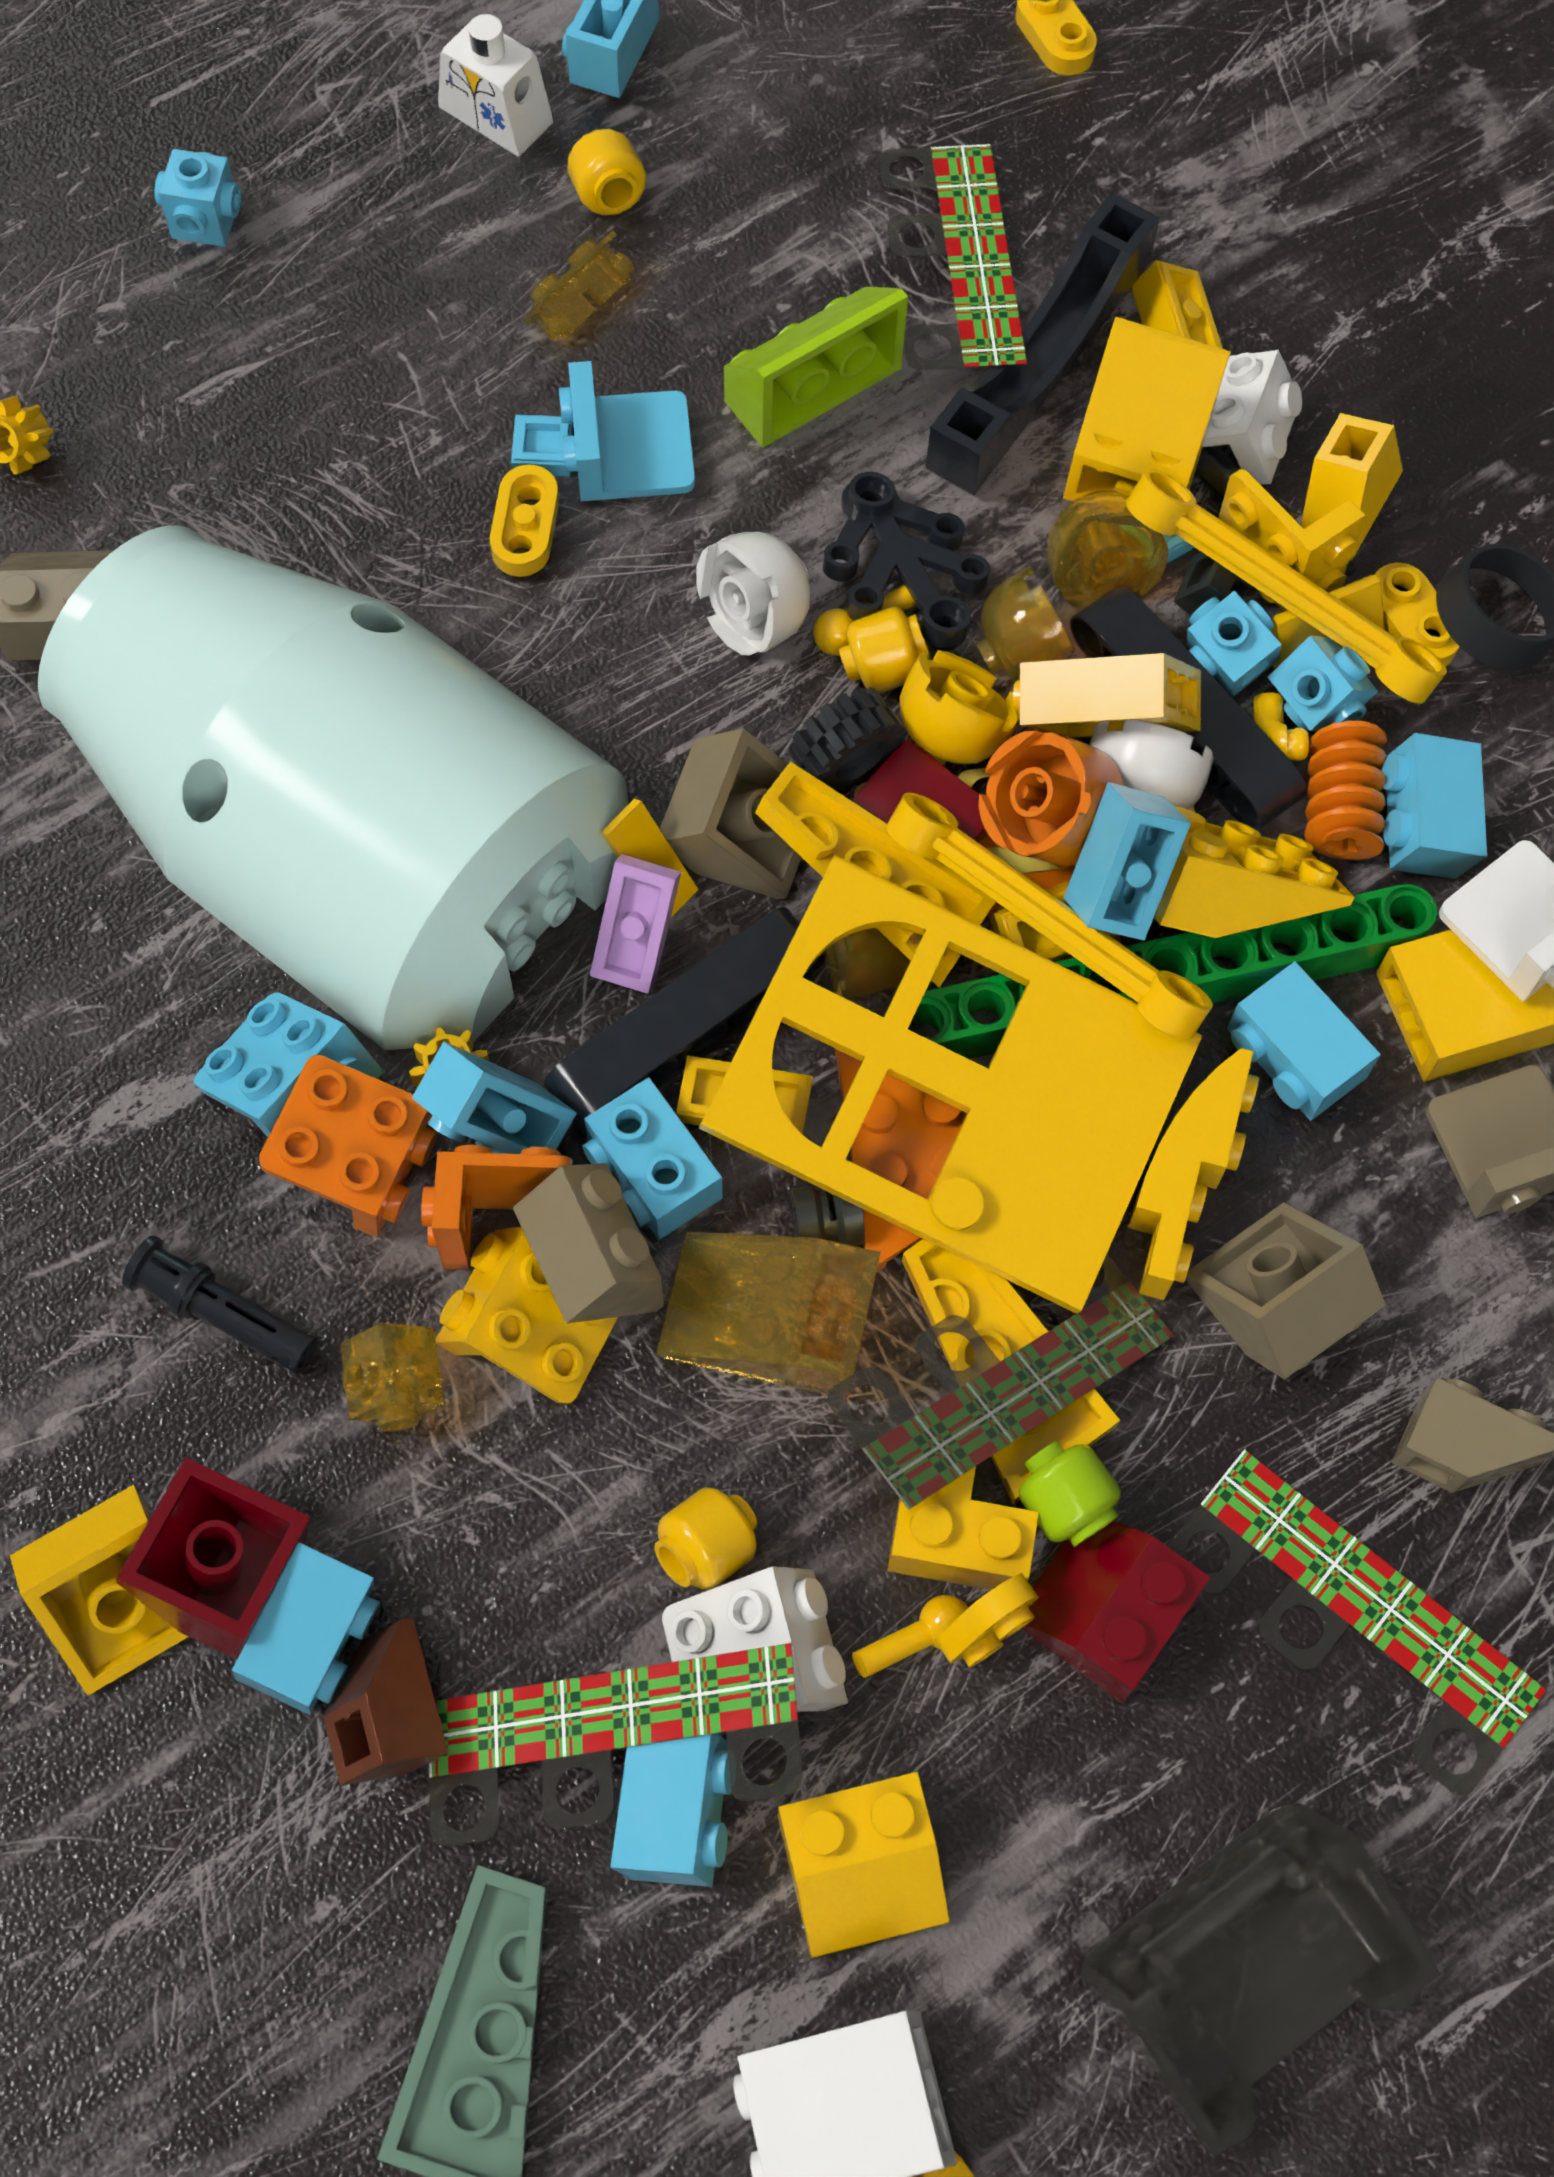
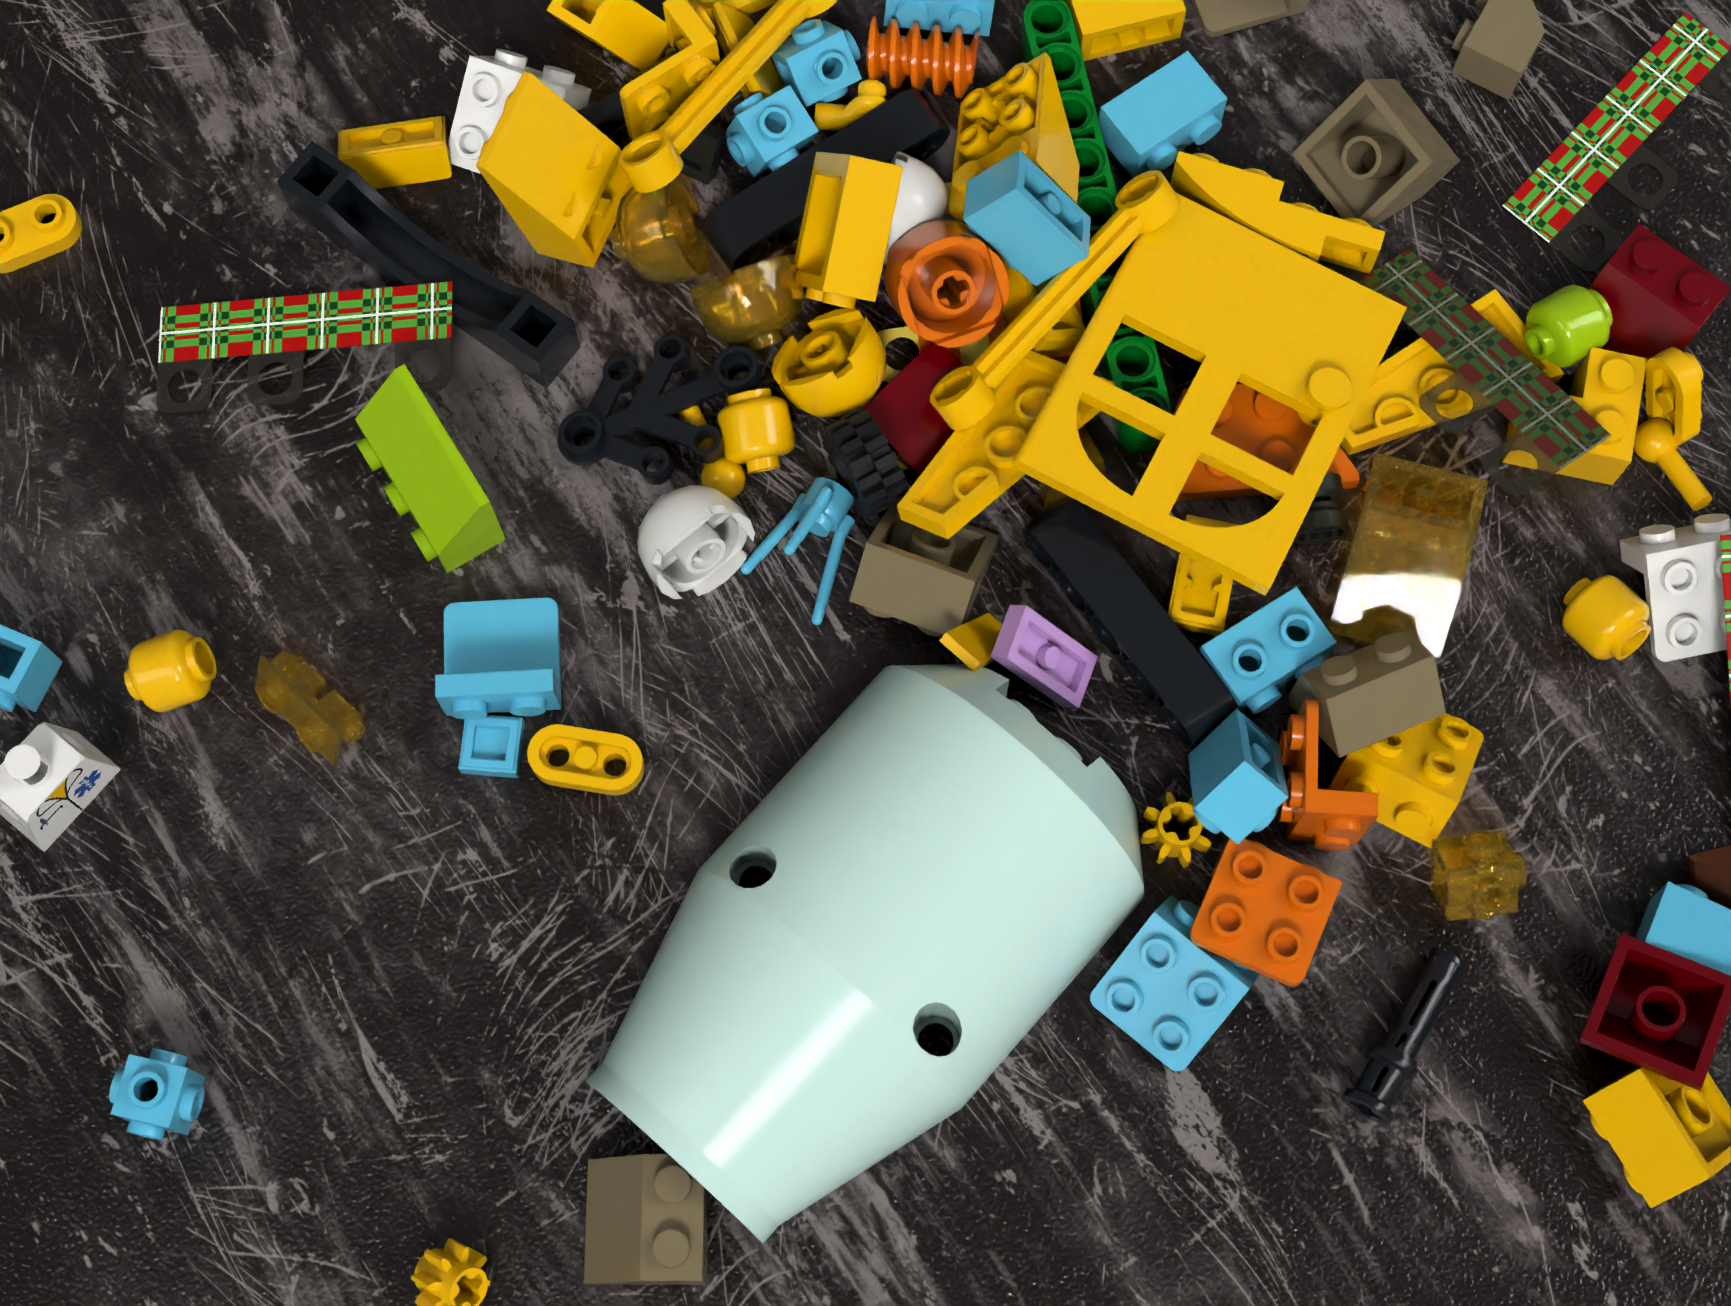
camera: 85 degrees left, 5 degrees up
(790, 717) = (818, 512): none -> medium azure plant

